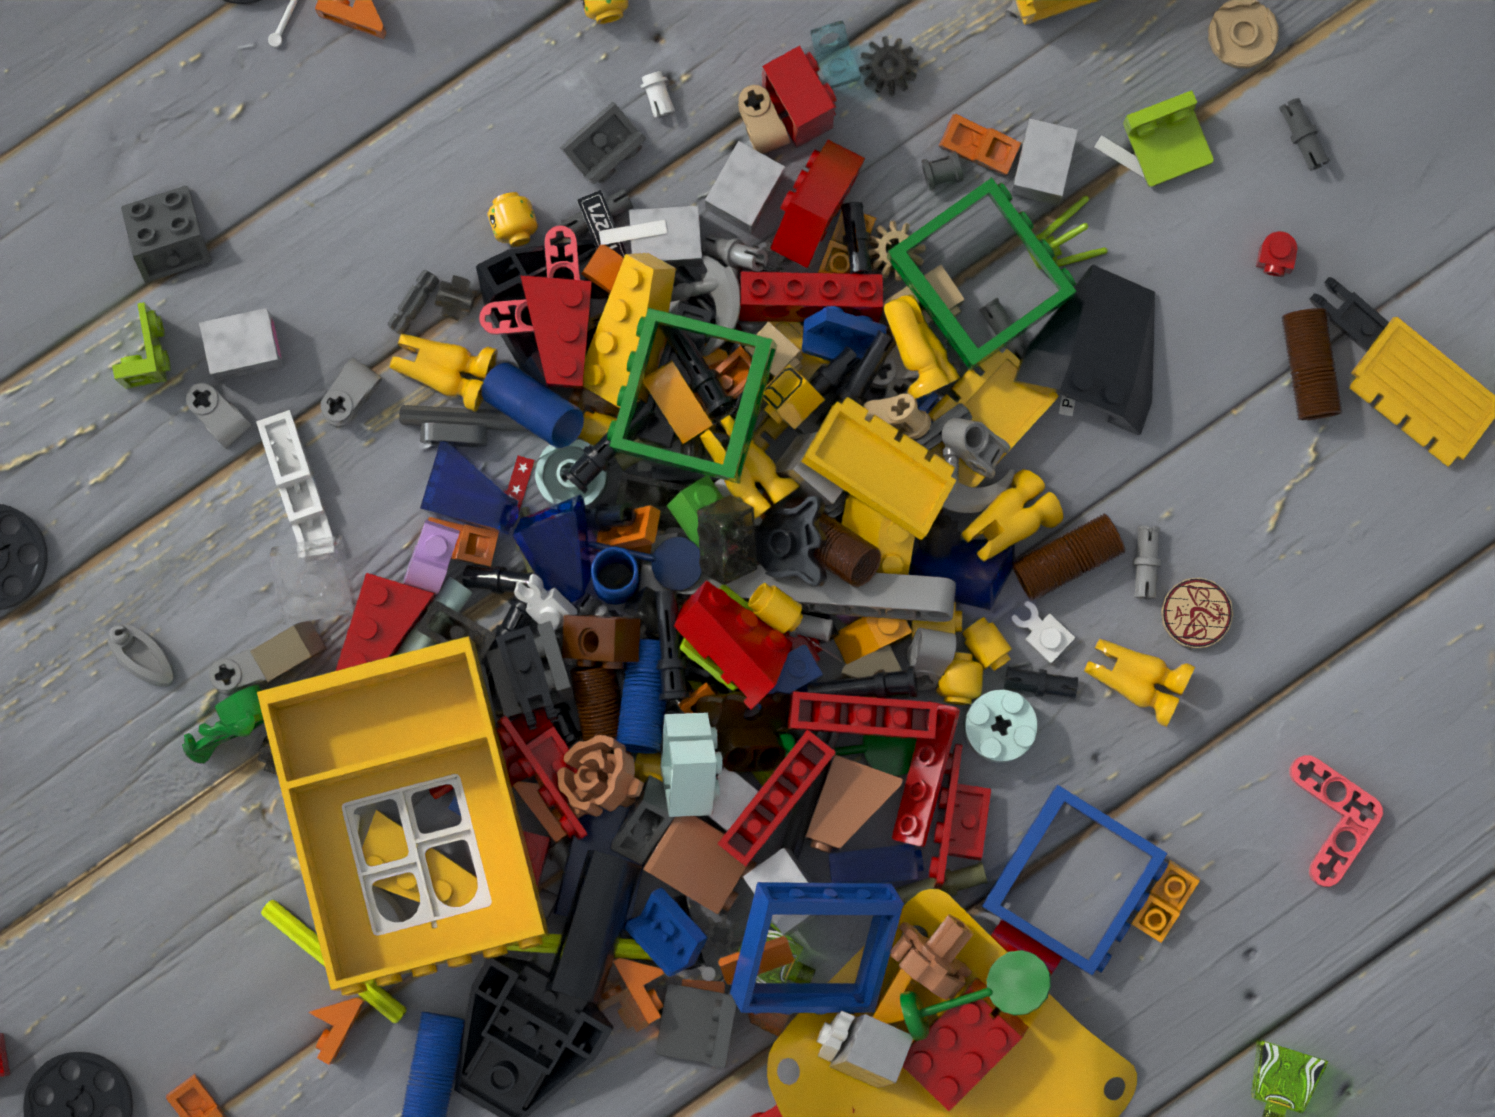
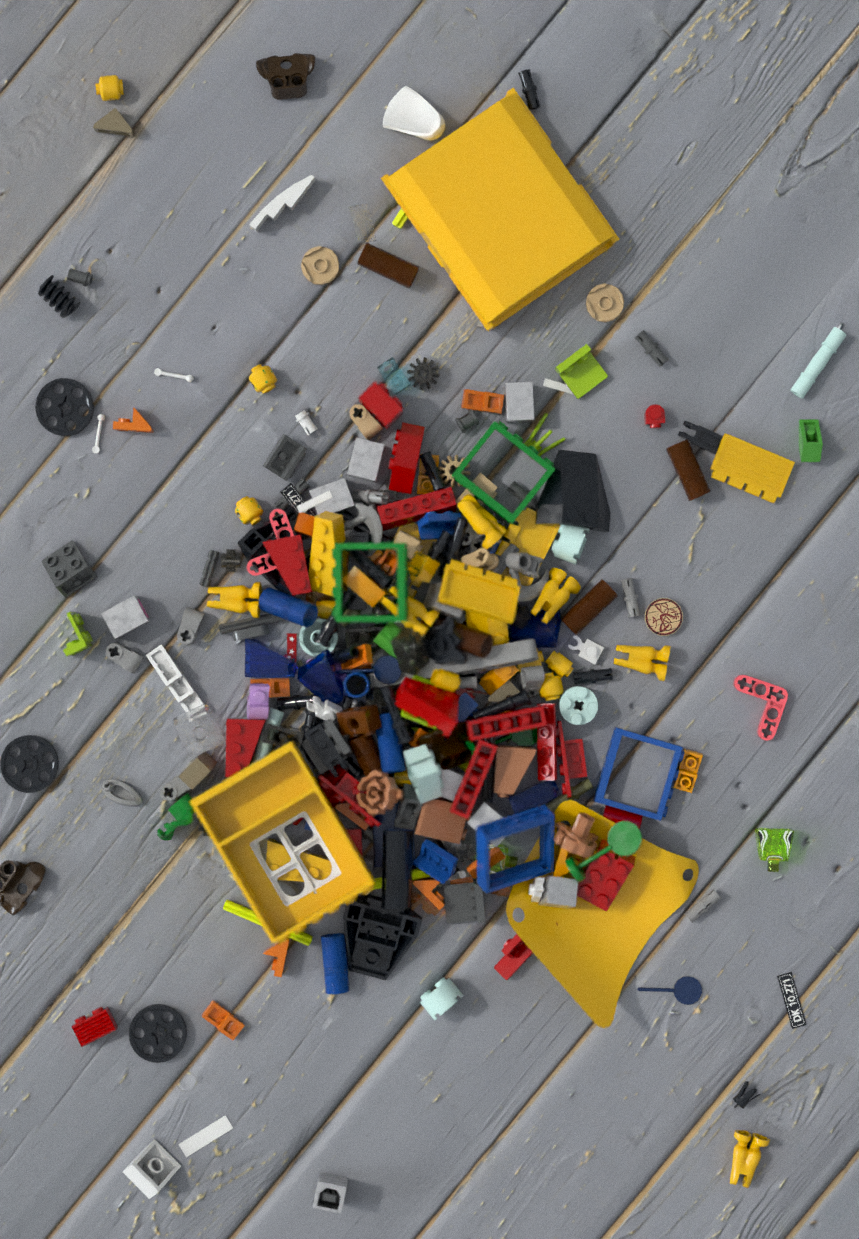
camera: 20 degrees left, 5 degrees up
(1066, 433) = (570, 543): none -> light aqua brick

